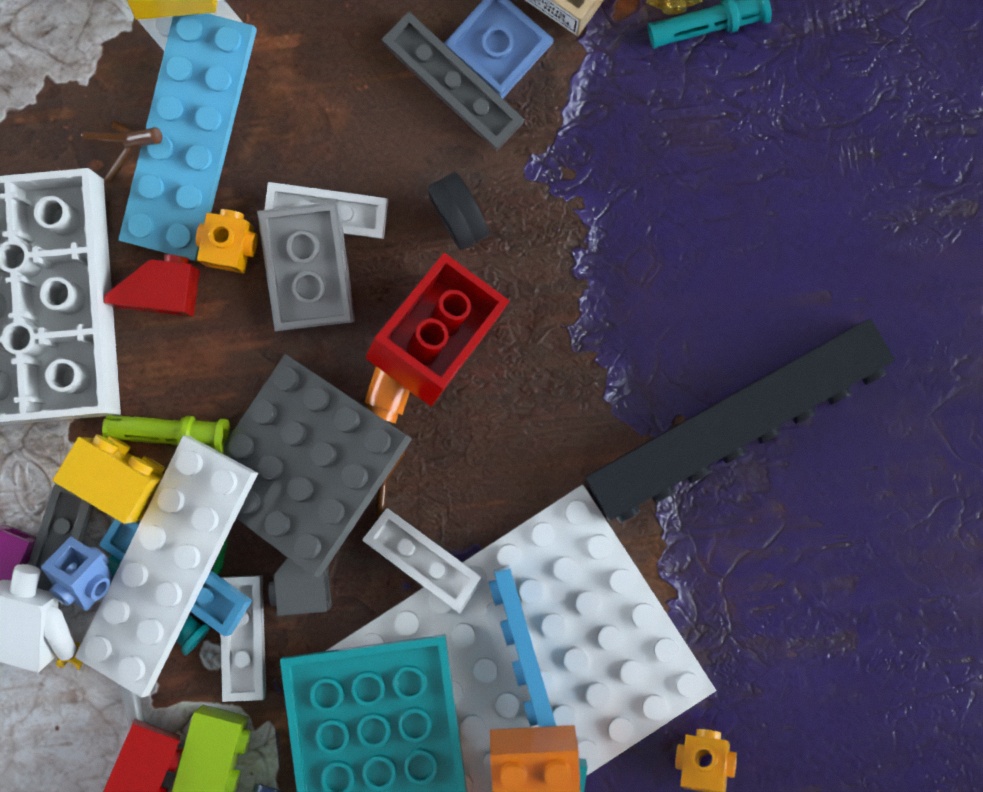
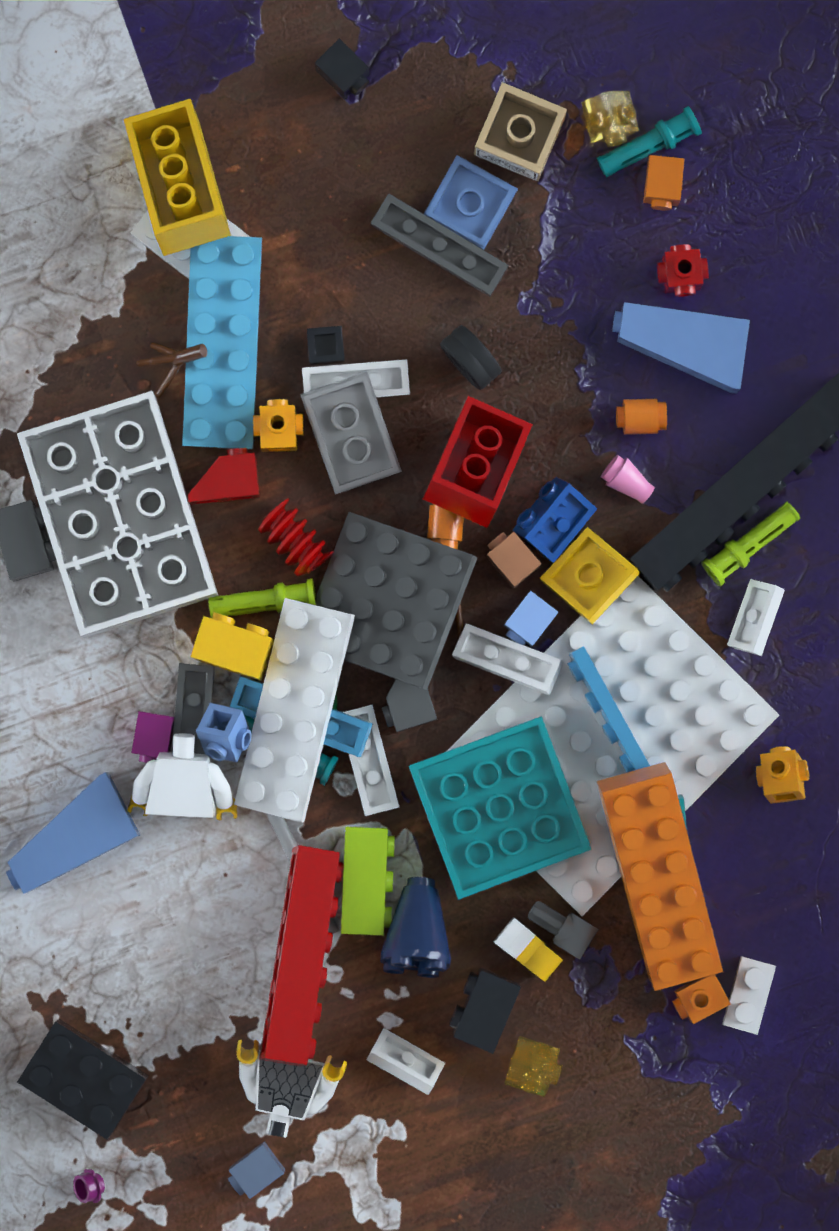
camera: 20 degrees left, 0 degrees up
(213, 370) = (294, 539): none -> red piece
(301, 164) = (325, 345): none -> black plate
(454, 446) = (512, 558): none -> nougat brick
(458, 521) = (529, 620): none -> light blue brick
(512, 412) = (554, 518): none -> blue bracket
(537, 485) = (589, 575): none -> yellow plate
(603, 386) = (627, 479): none -> bright pink cone
(635, 319) = (641, 416): none -> orange brick
(707, 176) = (673, 279): none -> red brick
(708, 248) = (689, 341): none -> medium blue slope
(710, 496) = (738, 552): none -> lime pin
(714, 573) = (755, 617): none -> white plate
(717, 64) = (663, 182): none -> orange brick

